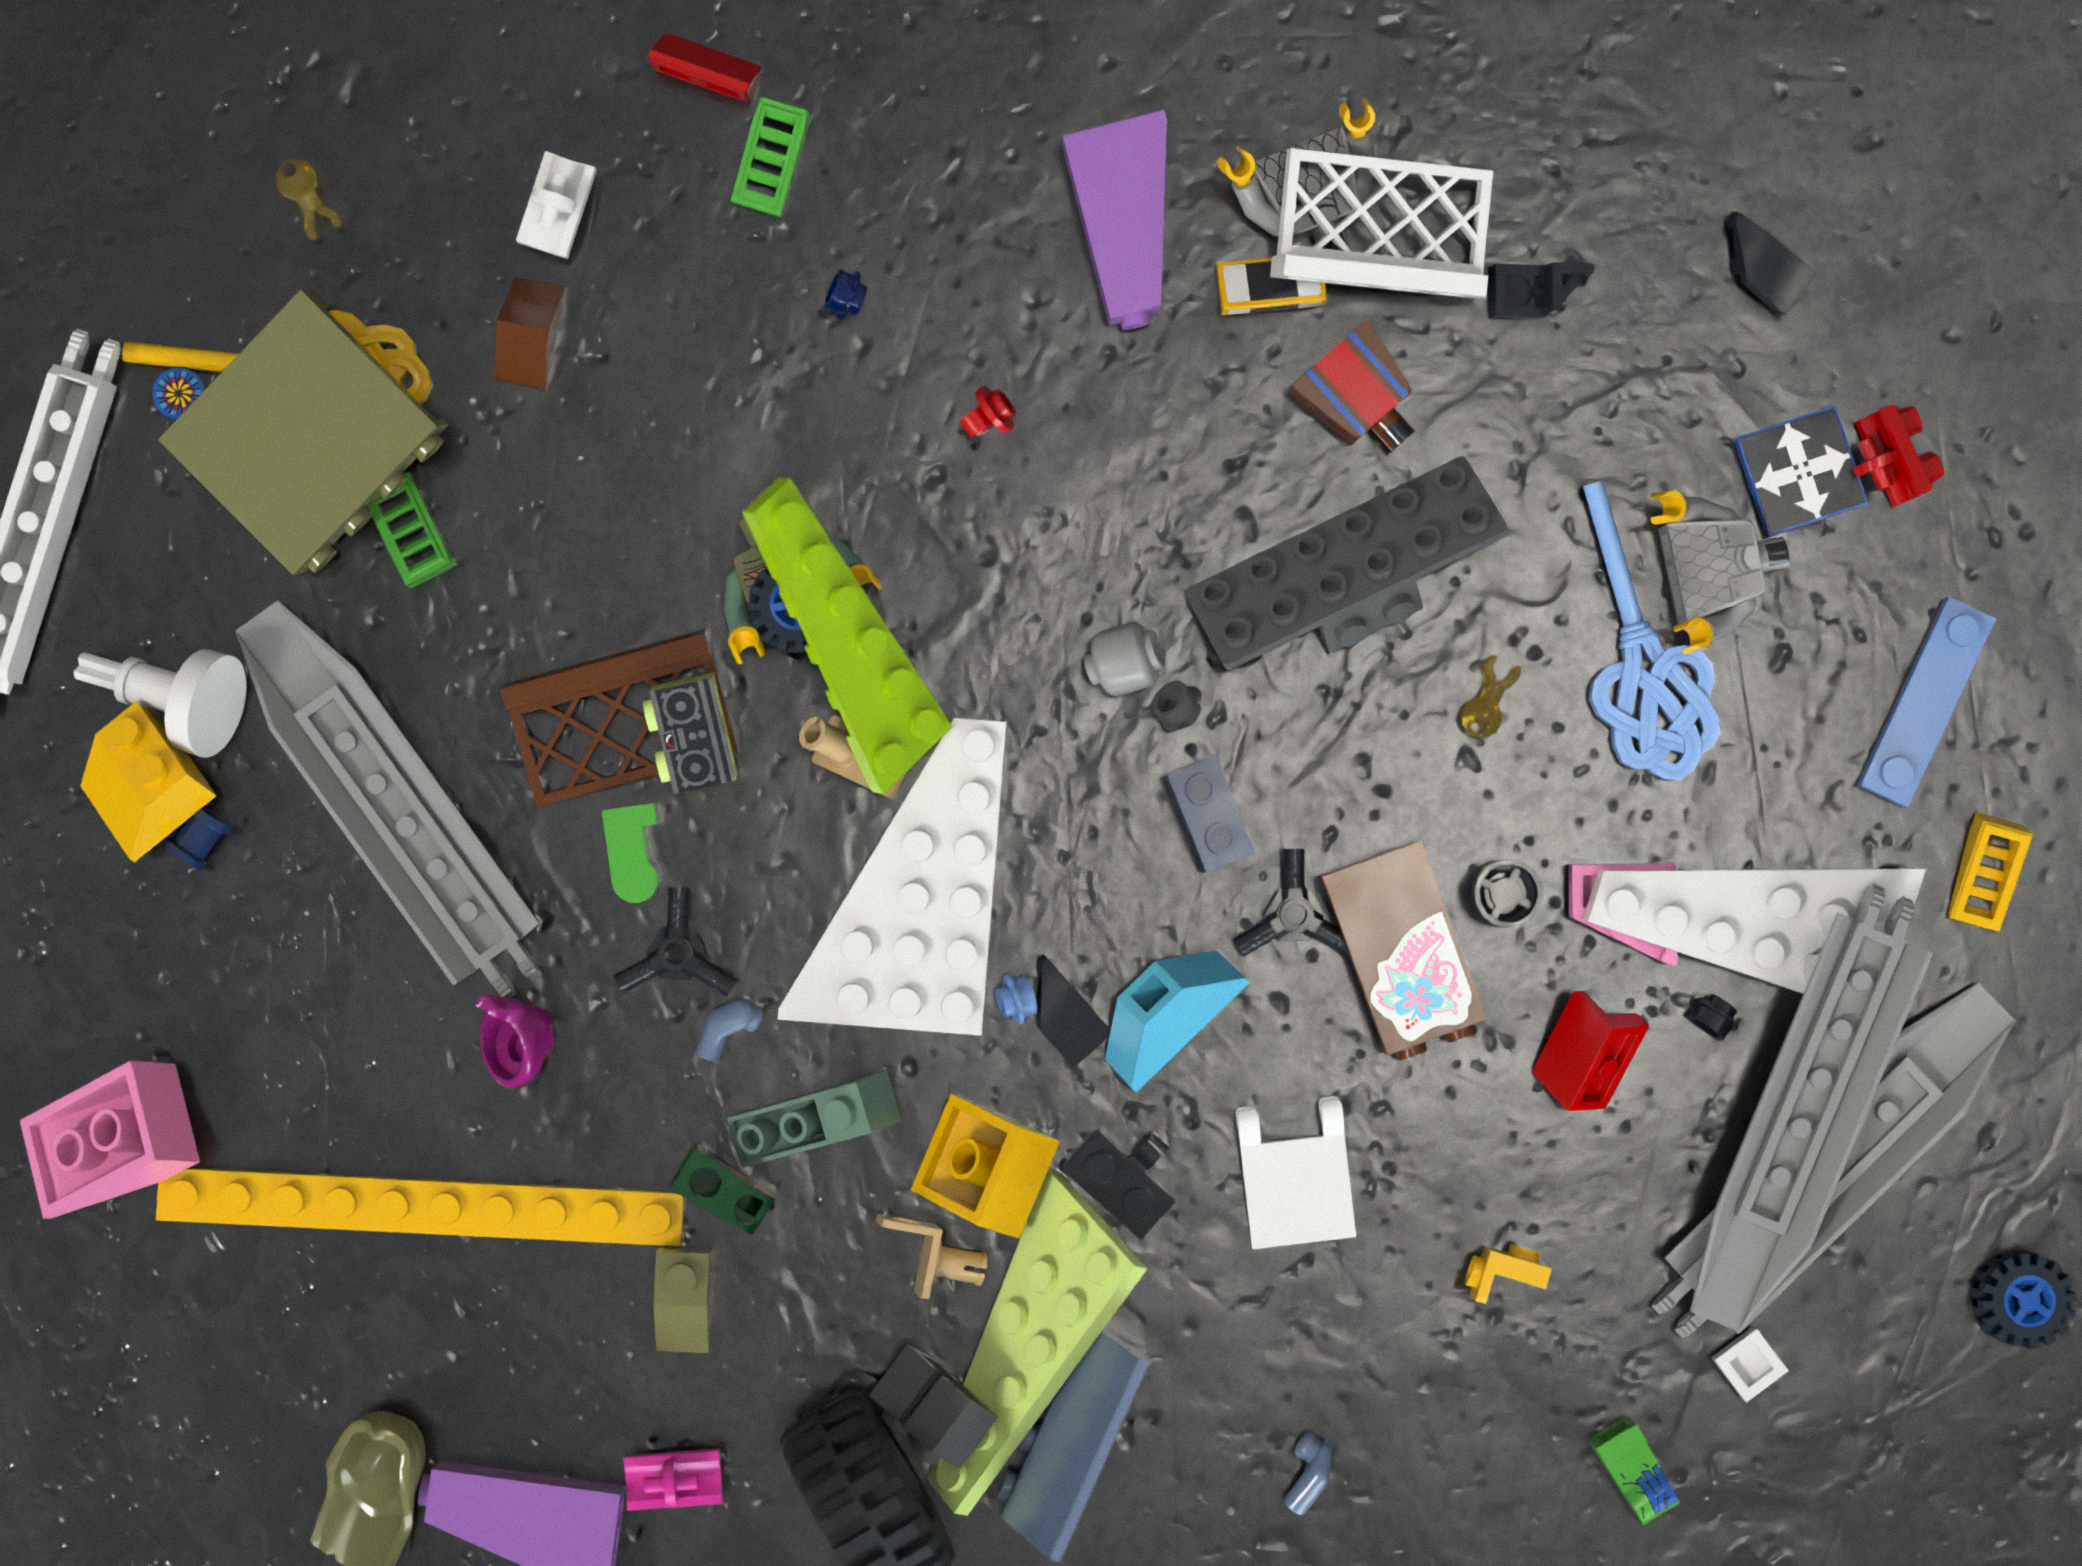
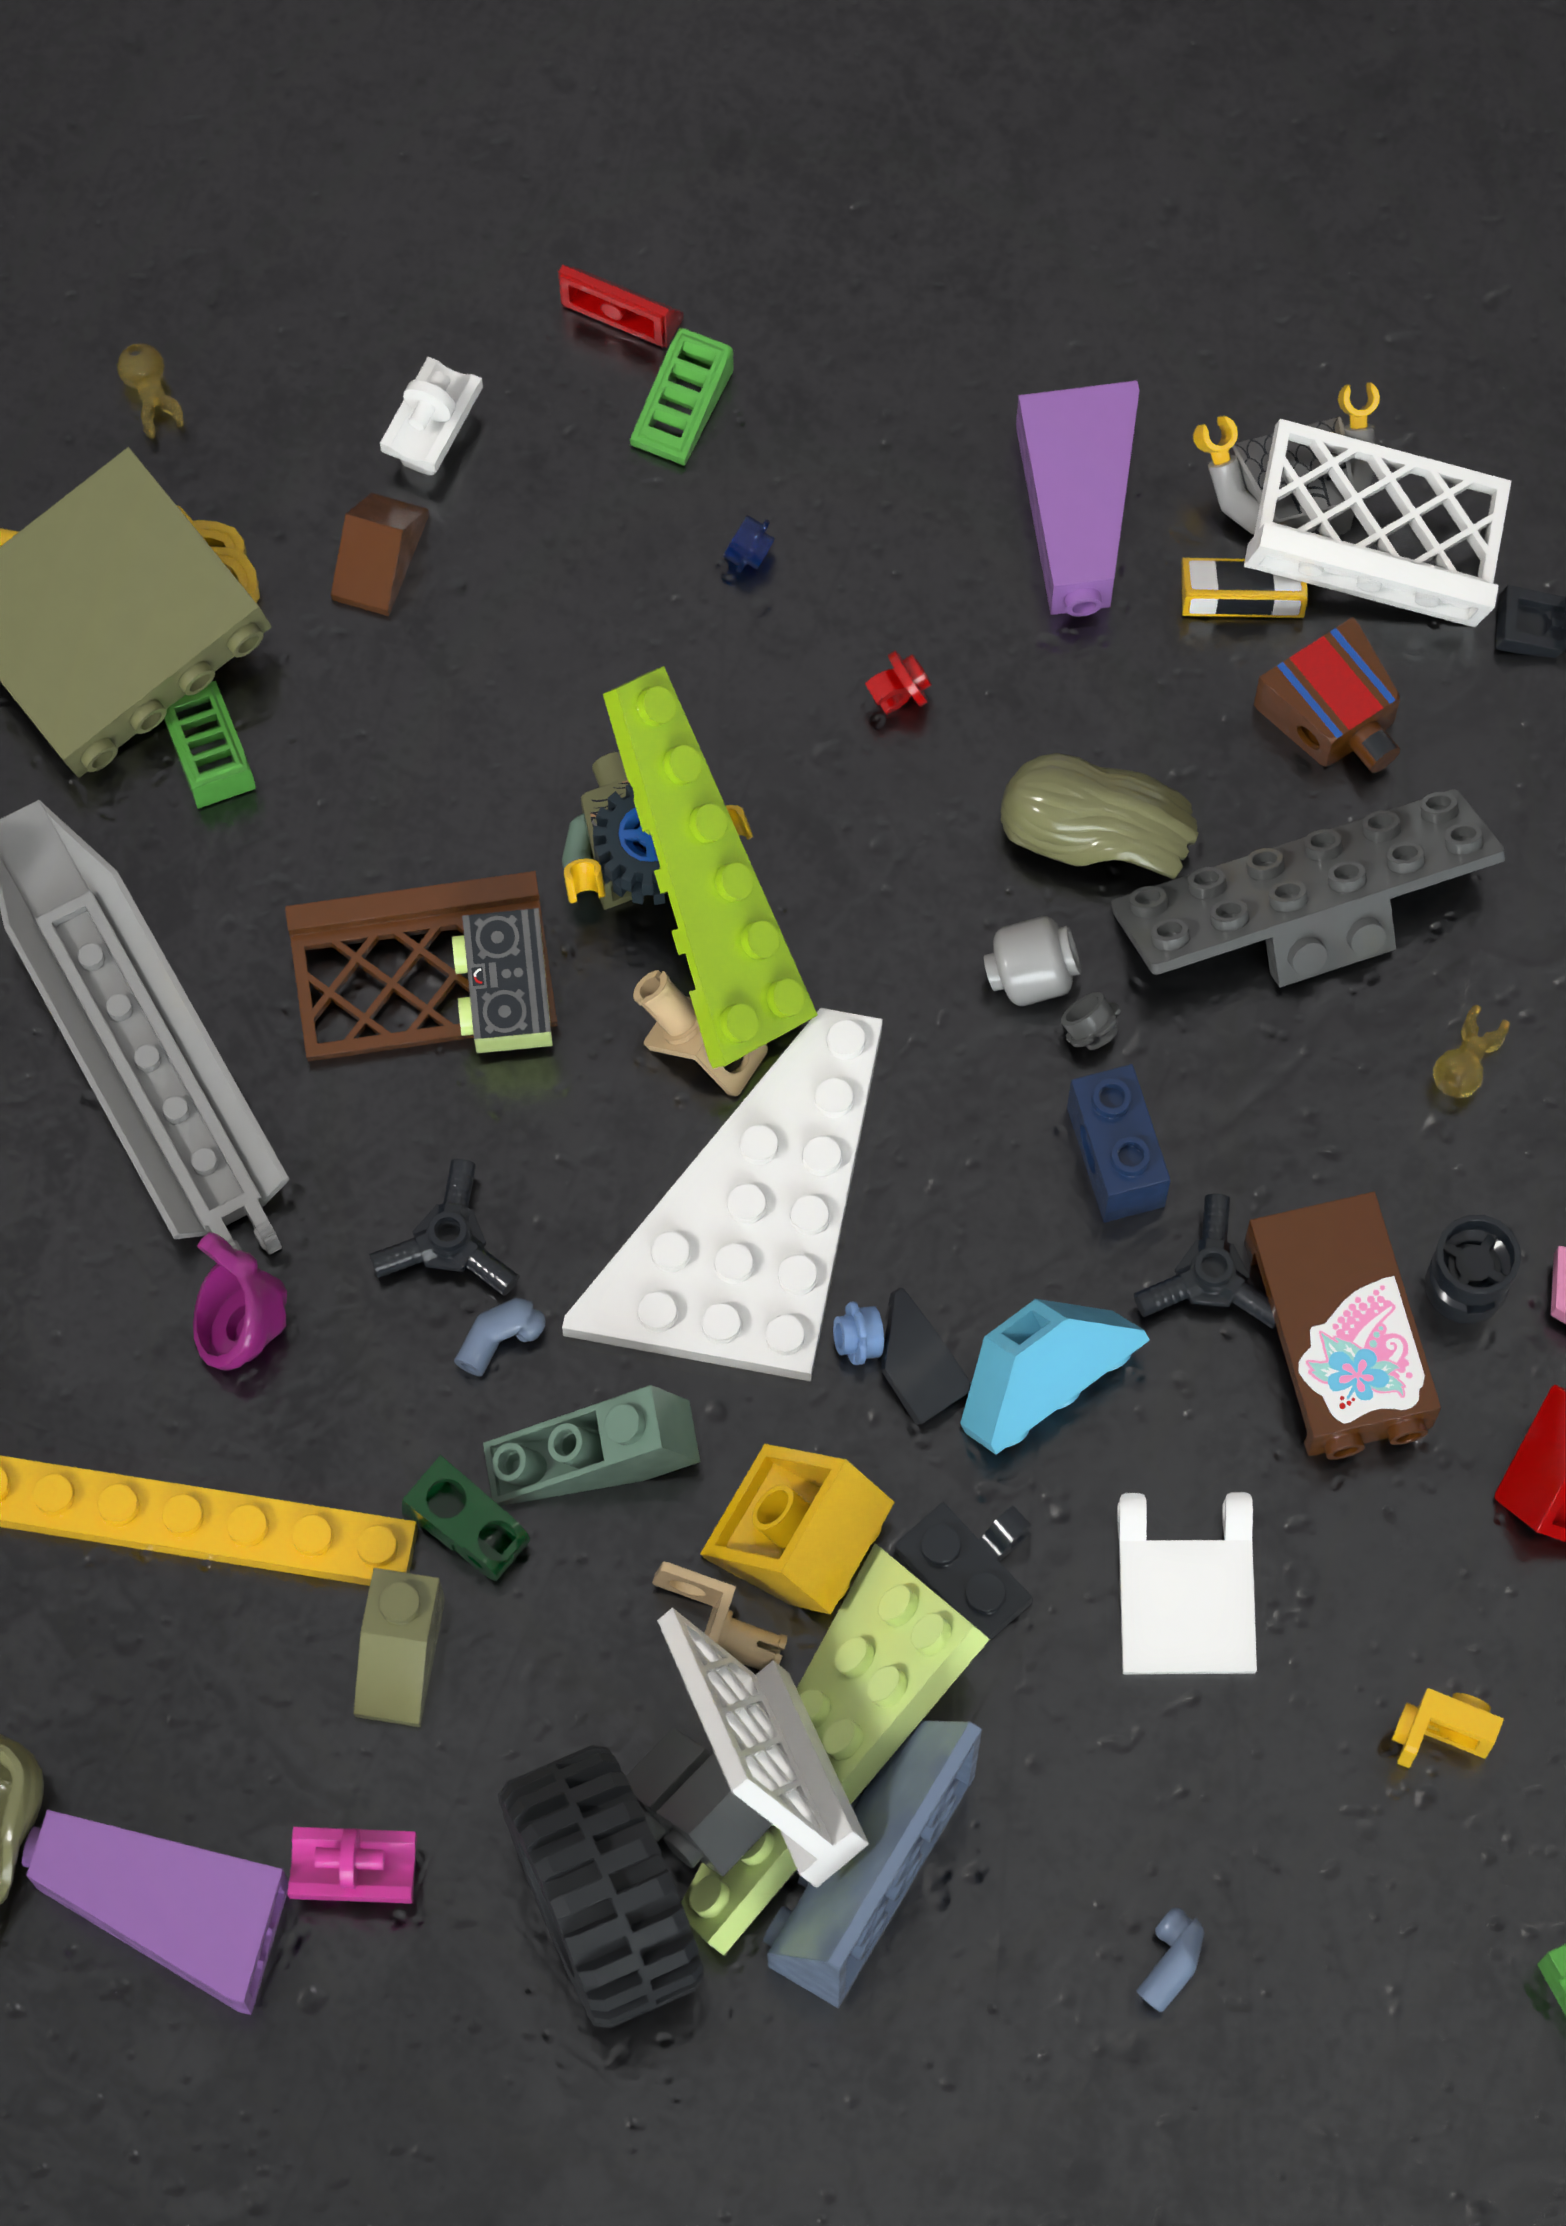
camera: 10 degrees right, 20 degrees down
(629, 852) = (409, 1113): bright green leg -> none
(1003, 1385) = (768, 1749): none -> white fence
(1168, 520) = (1097, 815): none -> olive hair

